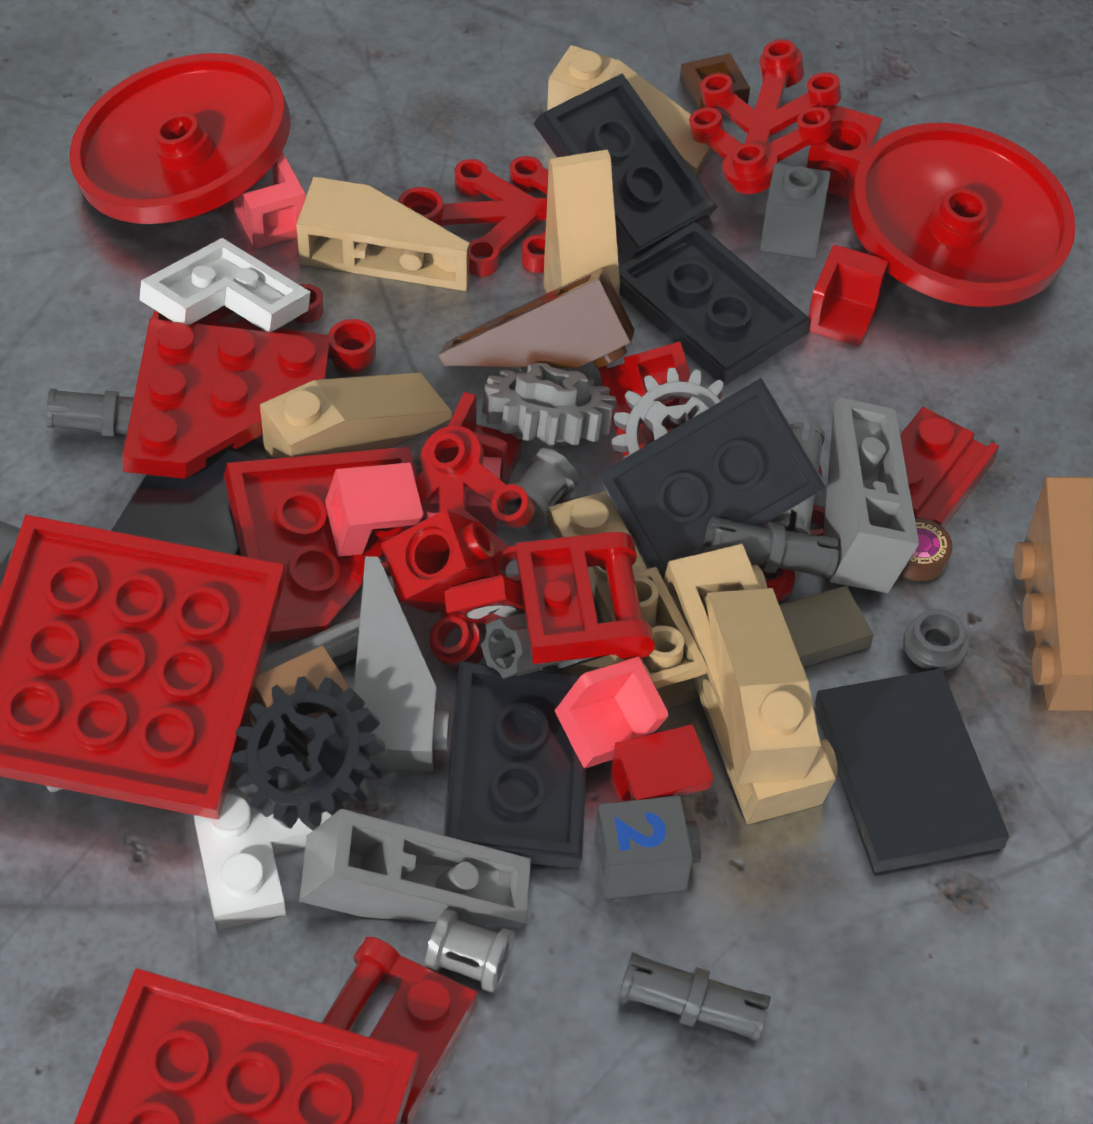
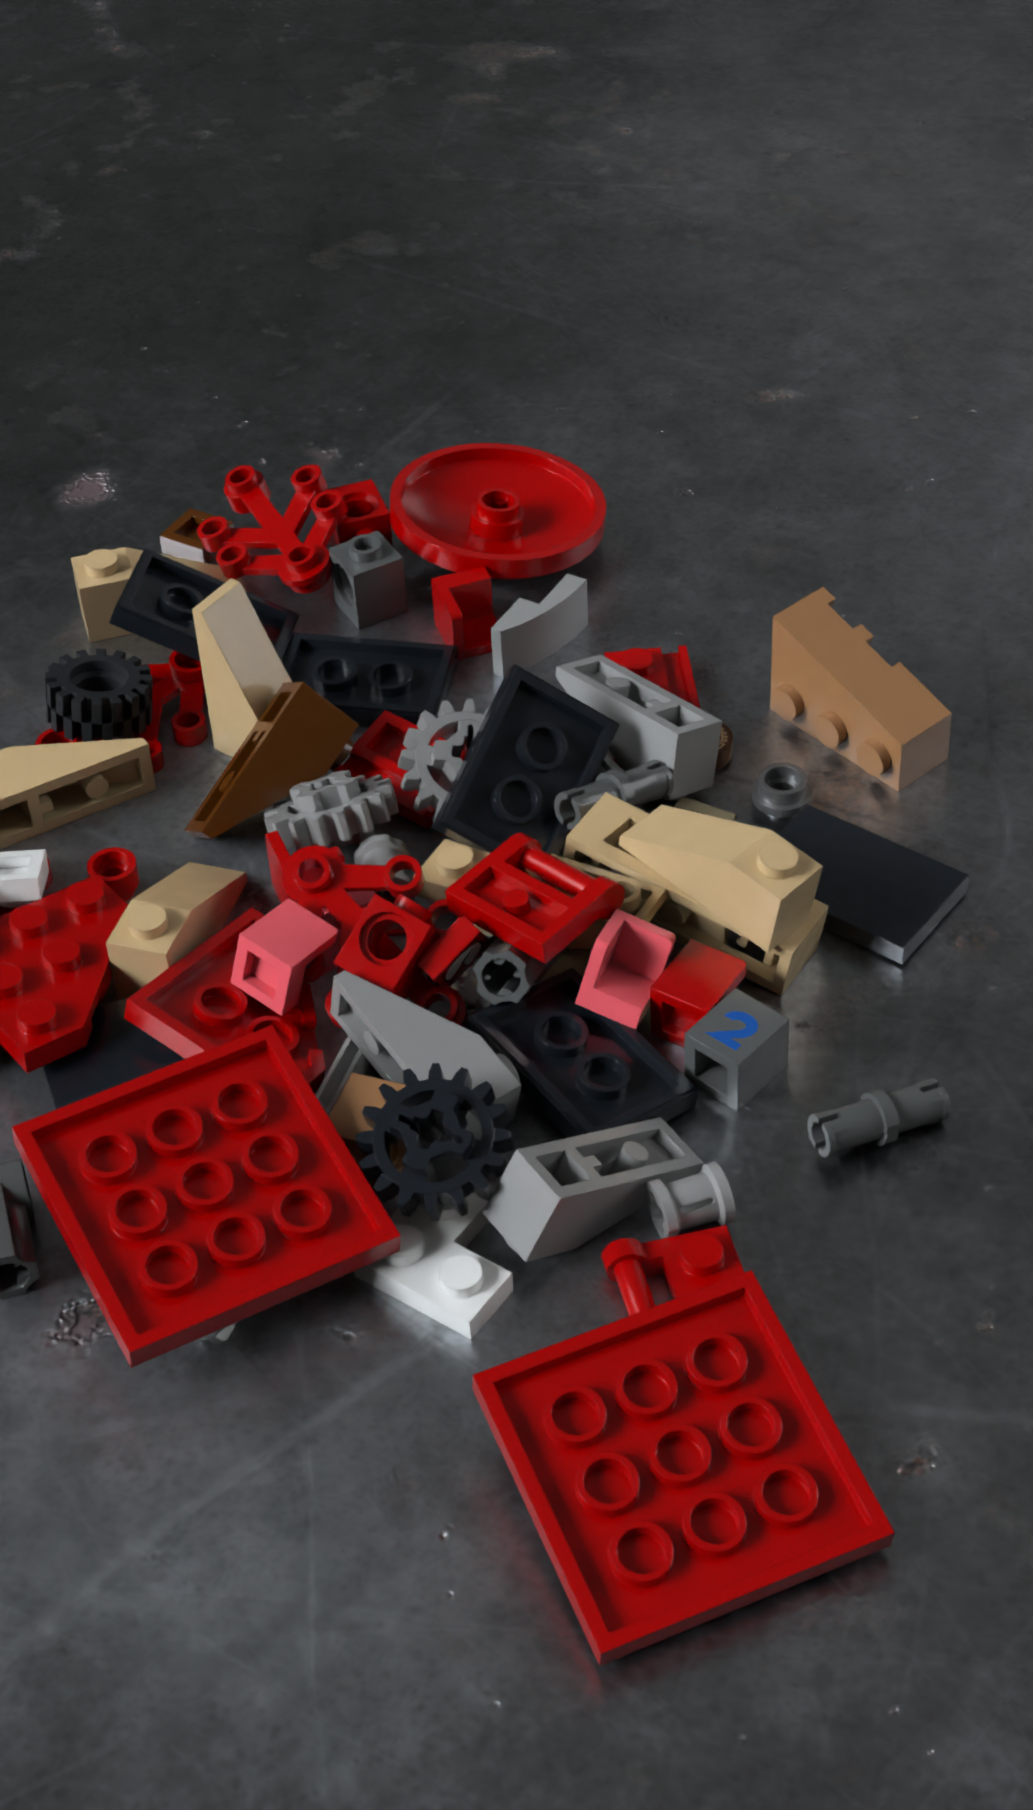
camera: 35 degrees left, 10 degrees down
(474, 204) = (98, 695): none -> black tyre
(879, 348) = (536, 630): none -> light grey slope

